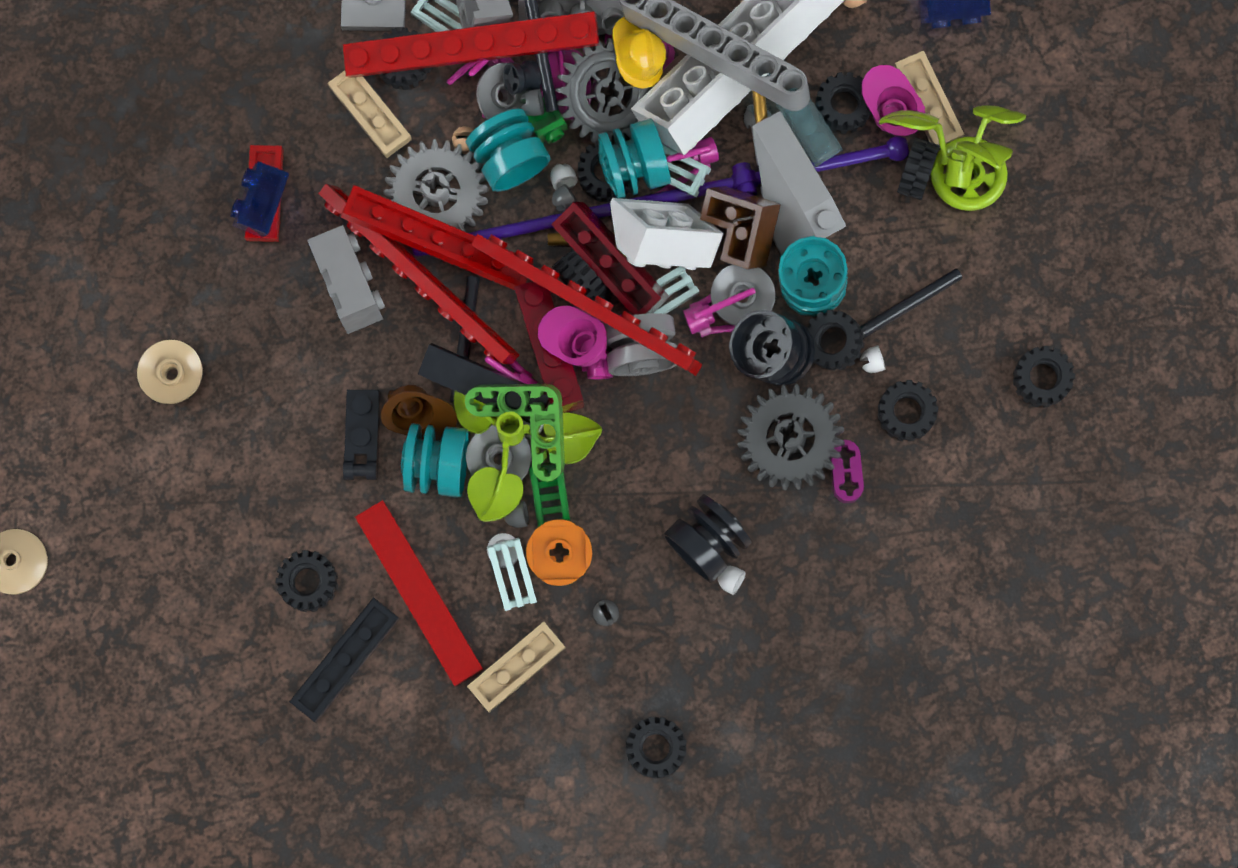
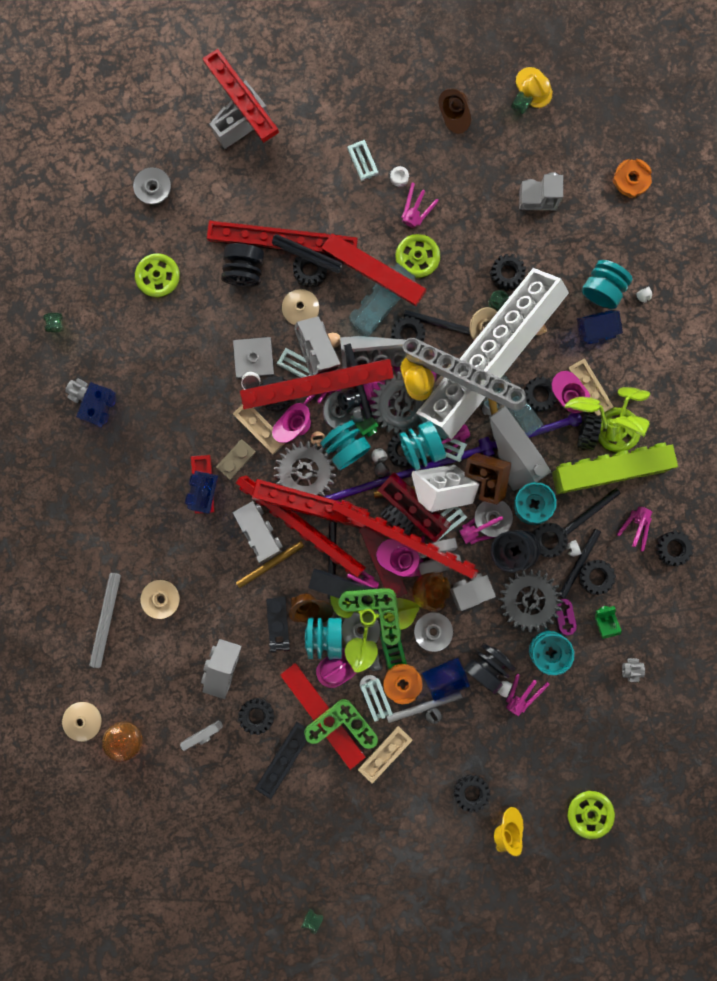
camera: 10 degrees left, 5 degrees up
(74, 398) = (105, 620): none -> light grey axle
(76, 21) = (76, 390): none -> light grey gear
(88, 606) = (128, 736): none -> clear orange cylinder
(104, 48) = (96, 405): none -> clear blue brick
(210, 599) = (201, 736): none -> light grey plate
(255, 493) = (220, 668): none -> light grey brick
(324, 159) = (236, 459): none -> dark tan plate
(360, 335) = (270, 564): none -> pearl gold bar
(363, 31) = (250, 380): none -> tile
(426, 108) = (292, 423): none -> dark pink piece
(444, 598) = (340, 718): none -> bright green beam
(448, 521) = (334, 671): none -> dark pink piece
(592, 596) = (423, 707): none -> light grey bar
(617, 455) = (442, 637): none -> light grey dish
(624, 402) = (431, 591): none -> clear orange cylinder
(632, 550) = (446, 679): none -> clear blue brick
(692, 413) = (472, 593): none -> light grey brick
(714, 818) = (509, 834): none -> yellow piece
(749, 606) = (518, 704): none -> dark pink plant
(828, 508) = (559, 660): none -> teal wheel
(835, 826) = (581, 828): none -> lime plate
(881, 386) = (580, 562): none -> black bar
(917, 485) = (607, 622): none -> green bracket
(952, 569) = (633, 670): none -> light grey gear
(953, 232) = (614, 469): none -> lime brick
(993, 320) = (642, 518): none -> dark pink plant

